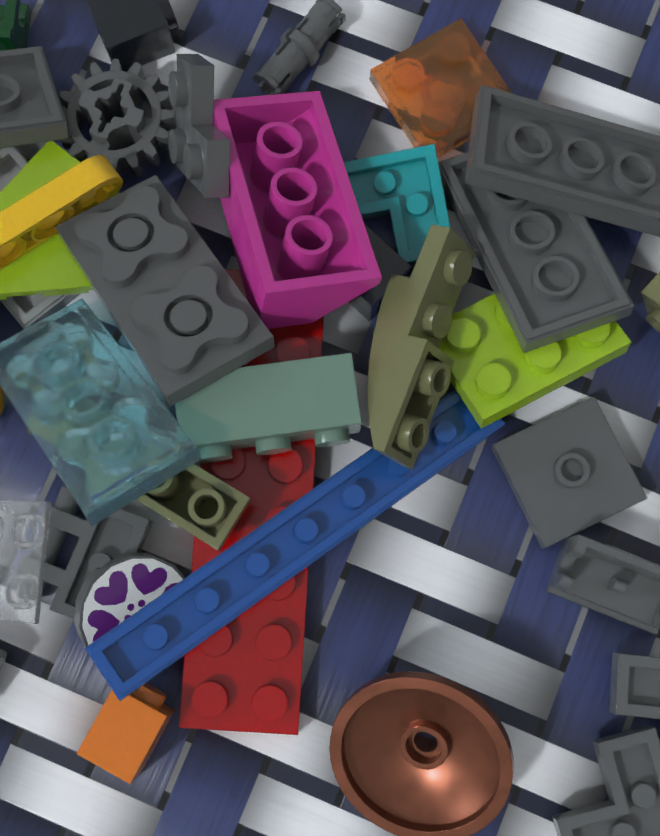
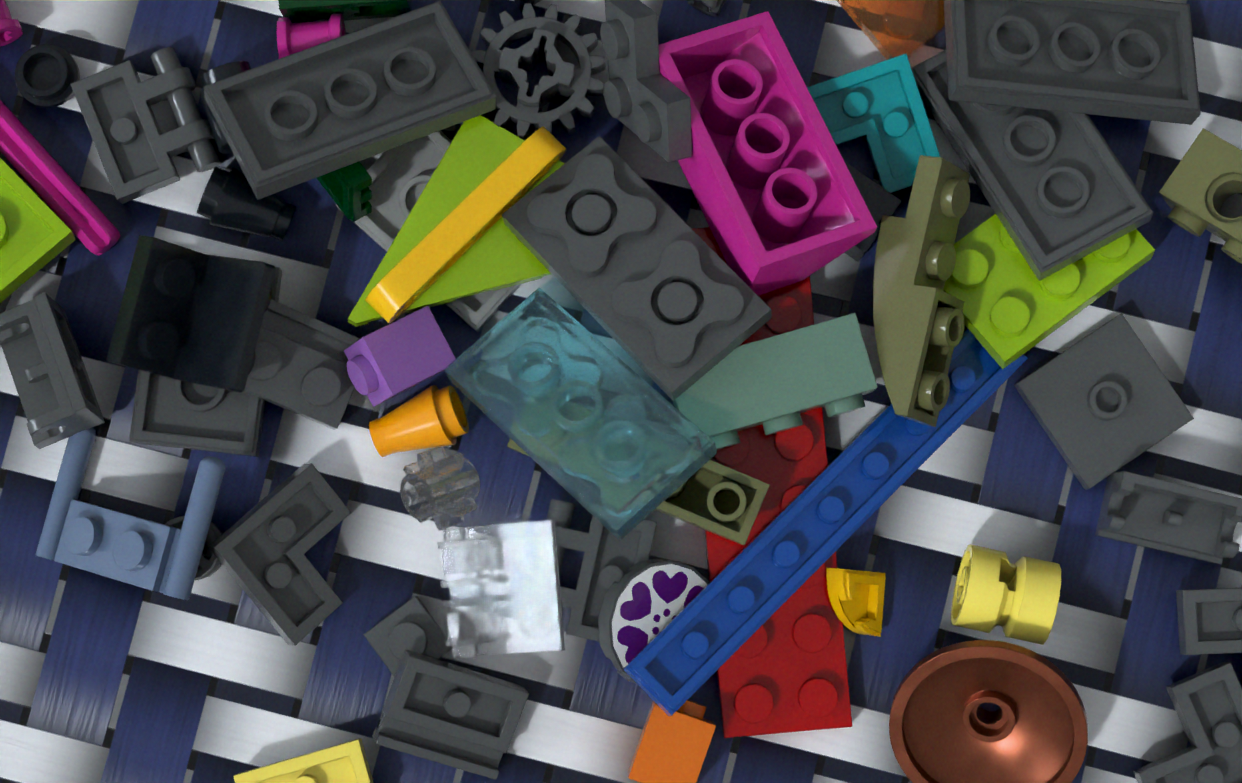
camera: 10 degrees left, 5 degrees up
(323, 616) = (857, 599): none -> yellow tile
(456, 633) = (1006, 594): none -> light yellow wheel

